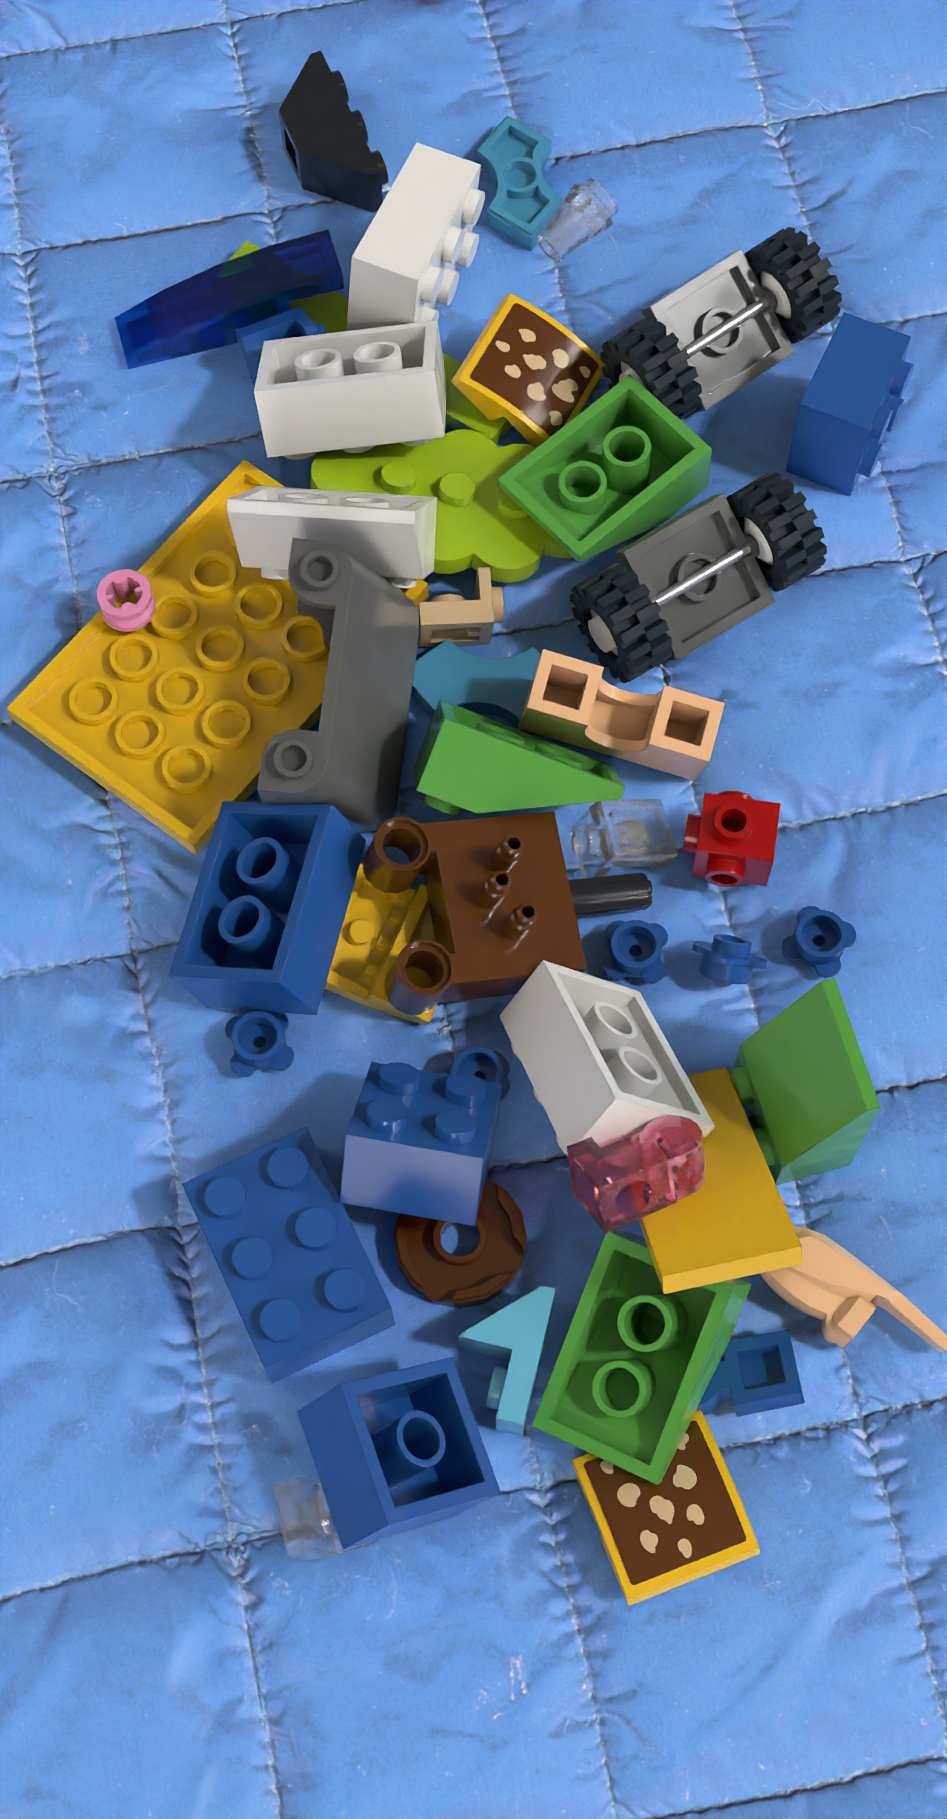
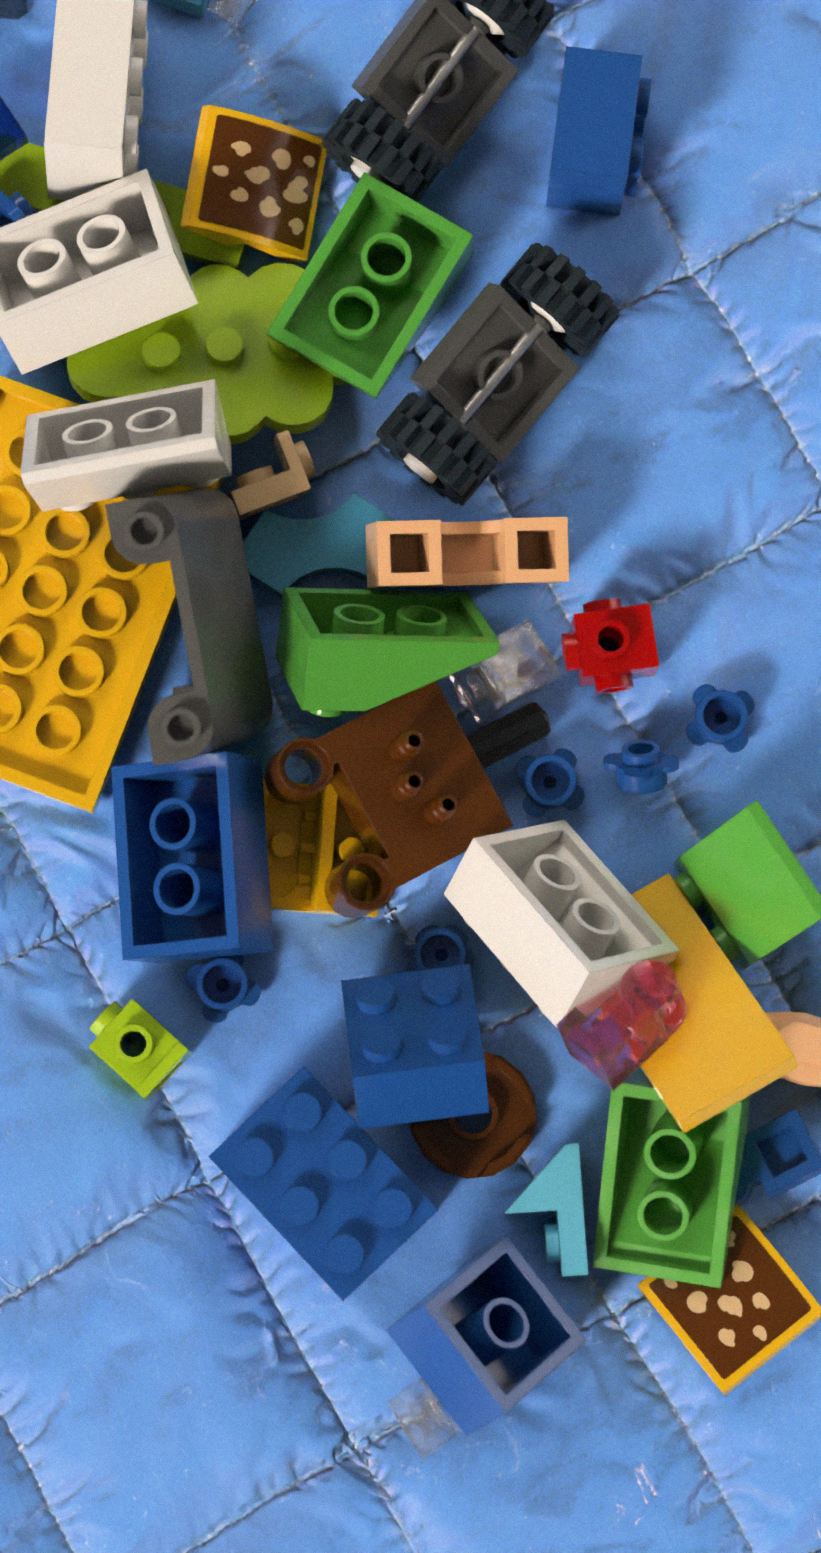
camera: 20 degrees left, 15 degrees up
(159, 1093) = (157, 1062): none -> lime brick

